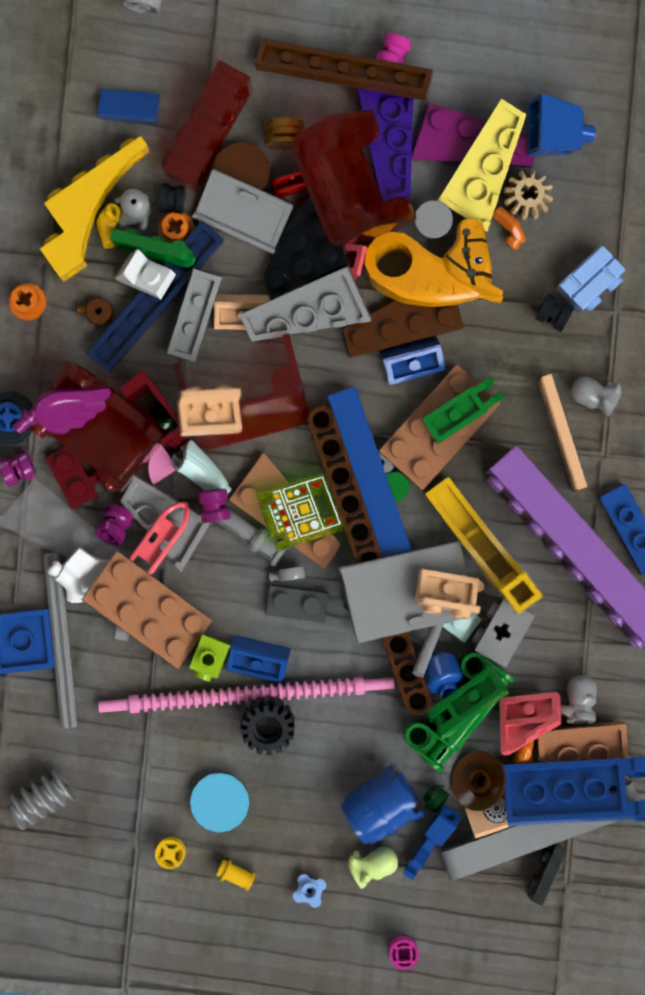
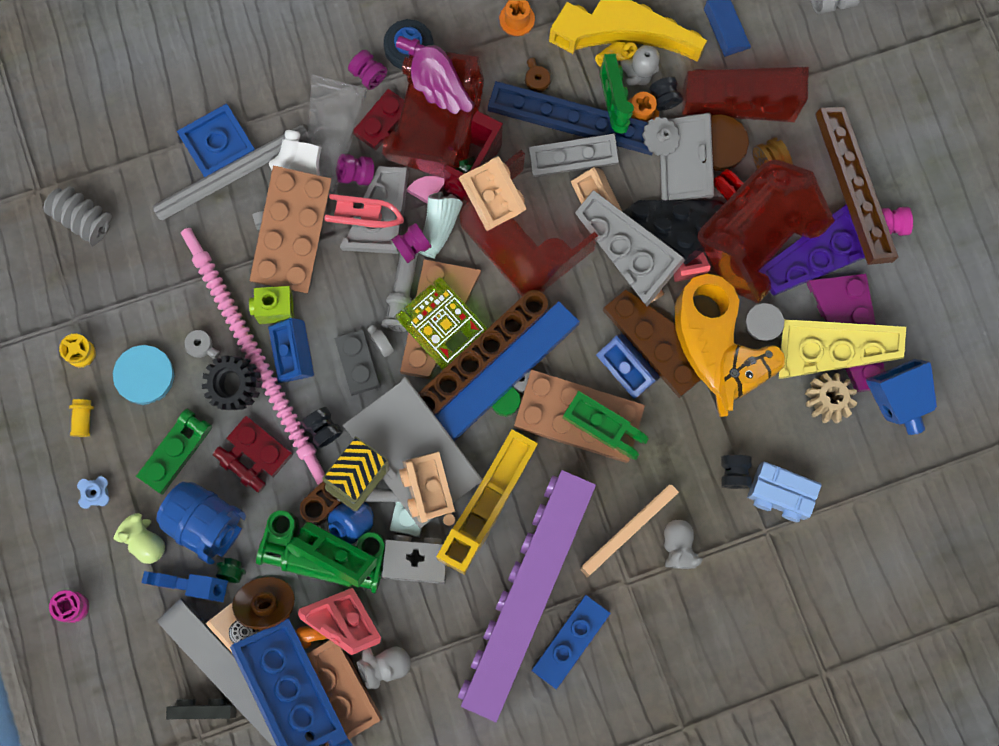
camera: 60 degrees right, 10 degrees down
(145, 275) = (588, 97): white slope -> none
(213, 225) = (661, 136): none -> light grey piece
(219, 734) = (204, 348): none -> light grey piece
(305, 804) = (174, 452): none -> green plate
(334, 726) = (259, 447): none -> dark red plate
(338, 664) = (321, 427): none -> black wheel
(411, 651) = (355, 474): none -> piece
(511, 224) = (796, 396): orange arm -> none

